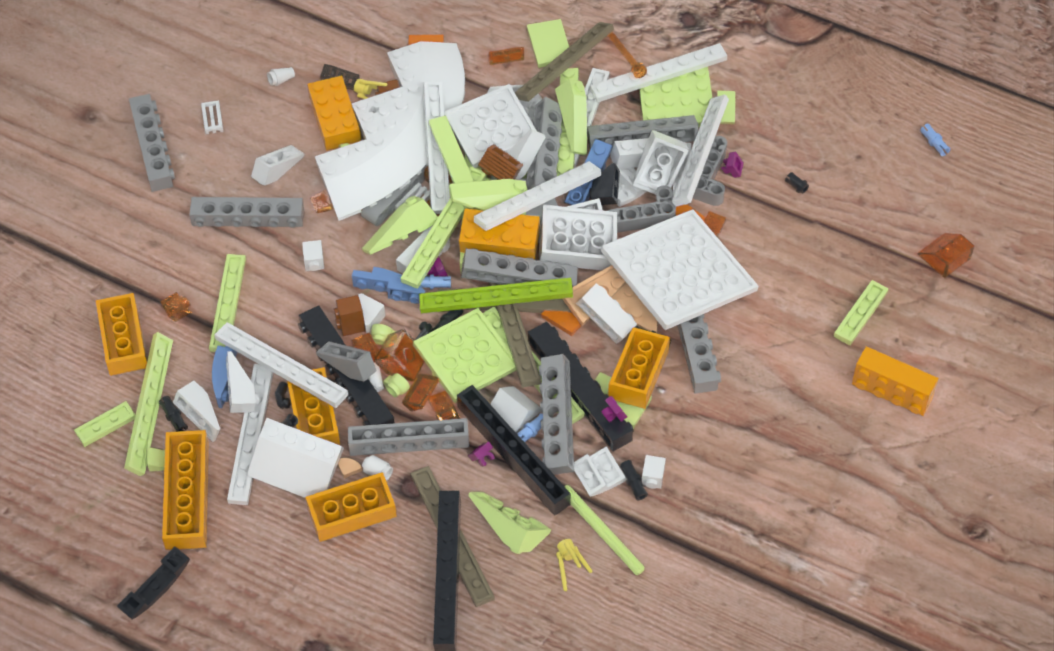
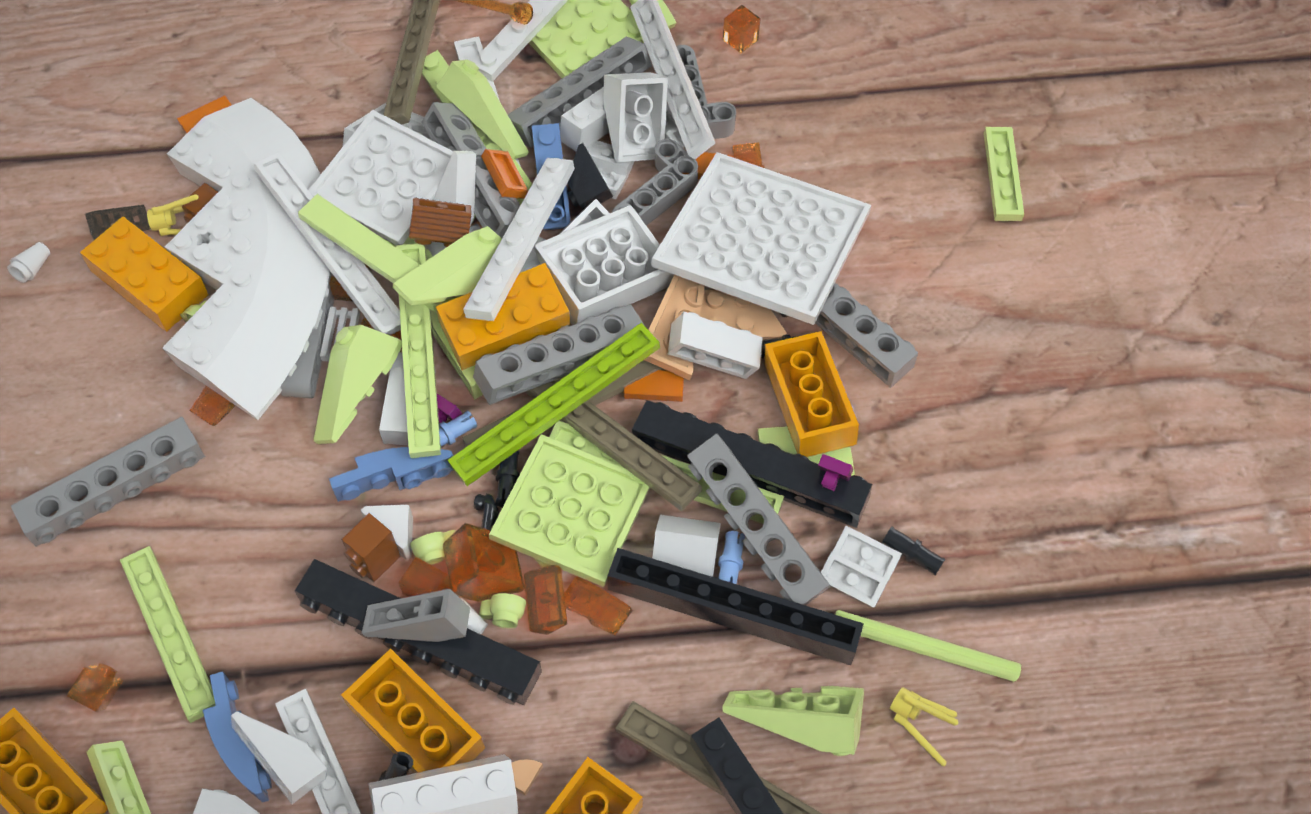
camera: 35 degrees left, 5 degrees up
(275, 164) = (106, 390): white slope -> none
(281, 365) = (325, 685): white plate -> none
(282, 402) = (345, 728): black arm -> none
(313, 255) = (252, 490): white brick -> none
(374, 465) = (565, 751): white brick -> none
(408, 437) = (578, 678): light grey brick -> none
(480, 452) = (690, 636): magenta tile -> none
(506, 55) = (328, 82): clear orange slope -> none
(547, 41) = (369, 39): yellowish green tile -> none
(558, 157) = (504, 173): none -> orange tile
(653, 472) = (930, 523): white brick -> none
(733, 165) = (716, 73): magenta tile -> none
(769, 145) = (741, 28): none -> clear orange brick
(800, 185) = (807, 57): black pin -> none
(894, 381) = (1118, 234): light orange brick -> none
(947, 253) = (1037, 49): clear orange slope -> none

